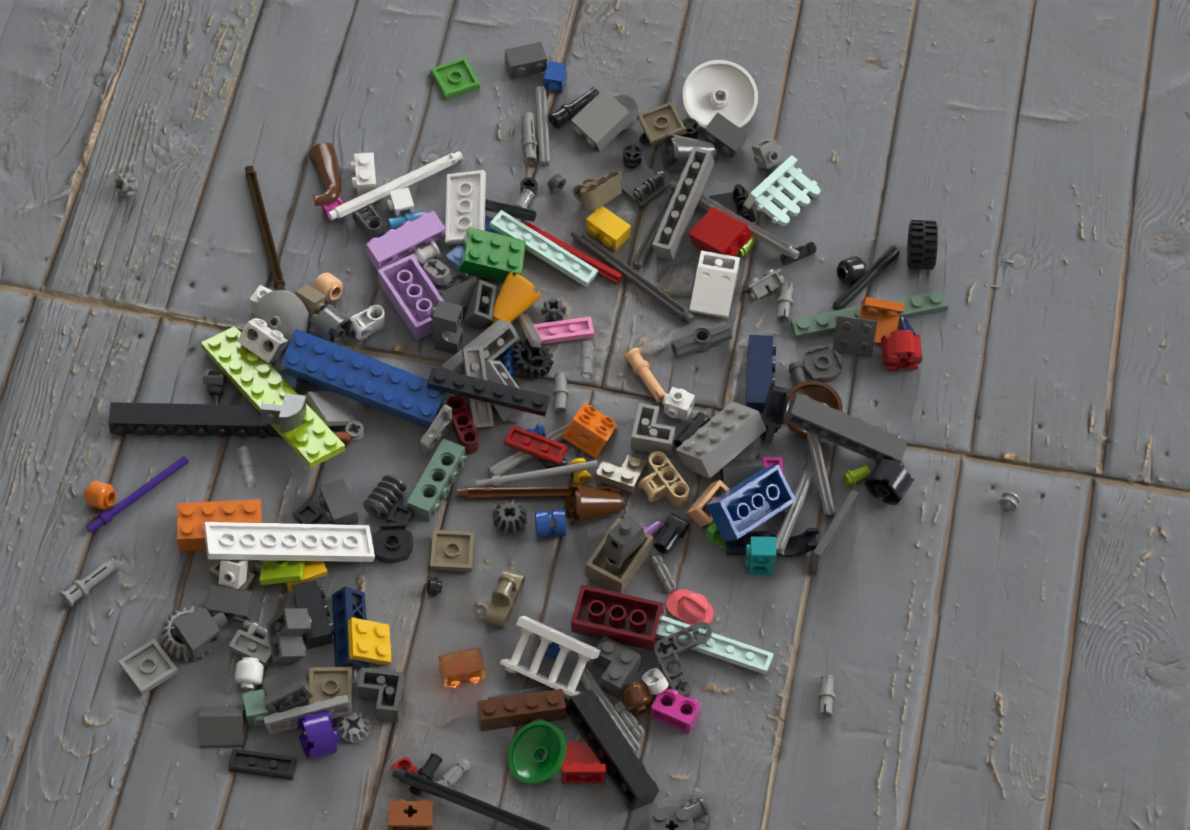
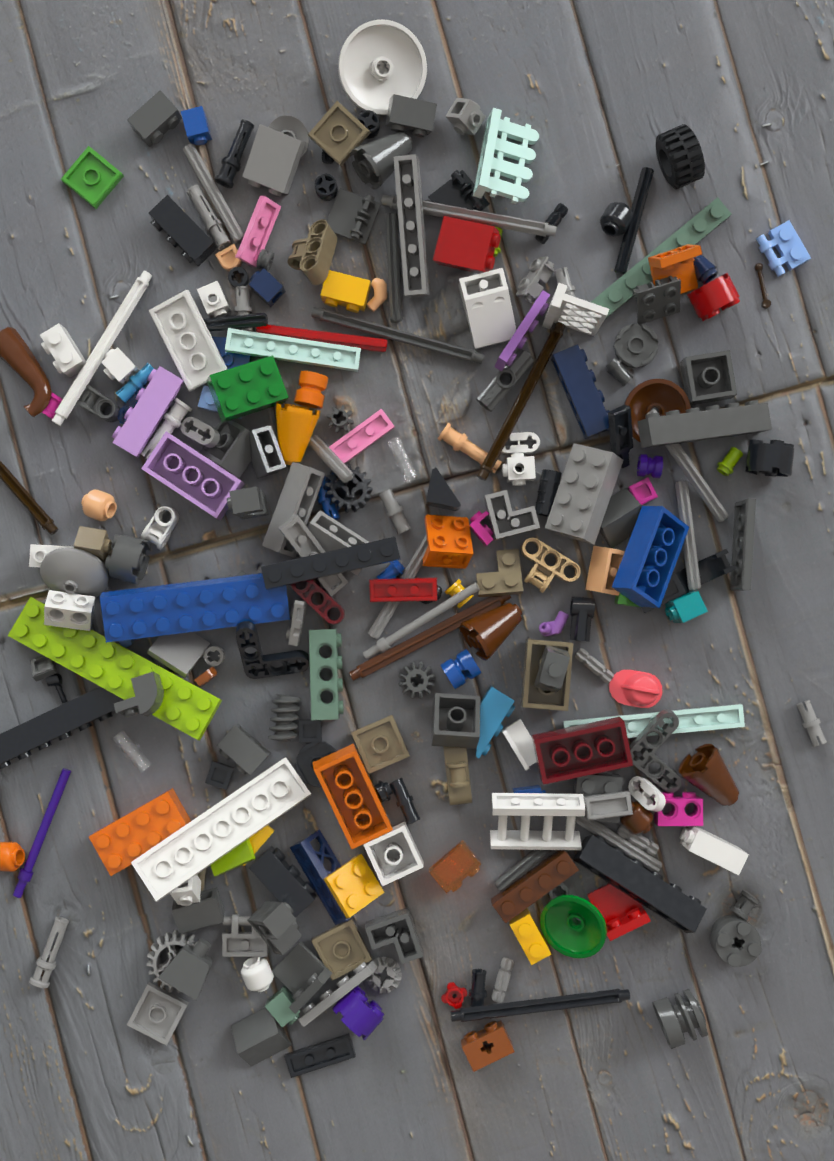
camera: 20 degrees left, 30 degrees up
(389, 442) = (258, 659): none -> black beam
(408, 569) = (352, 796): none -> orange brick
(416, 630) = (394, 854): none -> white brick
(448, 601) = (404, 801): none -> black pin
(495, 747) = (529, 937): none -> yellow brick
(501, 189) = (214, 300): none -> white brick
(503, 138) = (182, 231): none -> black brick
(524, 553) = (456, 720): none -> dark grey brick
(529, 170) = (228, 259): none -> light nougat tile
(544, 278) = (311, 387): none -> orange wheel
(547, 200) = (266, 287): none -> dark blue brick
(557, 568) = (493, 709): none -> dark azure slope
(562, 161) = (258, 230): none -> bright pink plate
(568, 597) = (521, 743): none -> white panel
(602, 390) = (440, 494): none -> black slope
(616, 665) = (608, 805): none -> light grey tile
(623, 433) = (482, 532): none -> dark pink bracket
(633, 244) = (380, 294): none -> light nougat arm
(689, 745) = (713, 848): none -> white brick
(691, 387) = (522, 437): none -> white beam
(705, 358) = (521, 400): none -> dark brown piece
(717, 693) = (710, 775): none -> reddish brown cone
(732, 308) = (519, 339): none -> medium lavender plate
(765, 301) = (574, 312): none -> white fence
(787, 448) = (649, 466): none -> dark purple wheel
(869, 402) = (708, 377): none -> dark grey brick
(946, 380) = (766, 302): none -> dark brown hinge
(985, 348) = (788, 245): none -> light blue plate

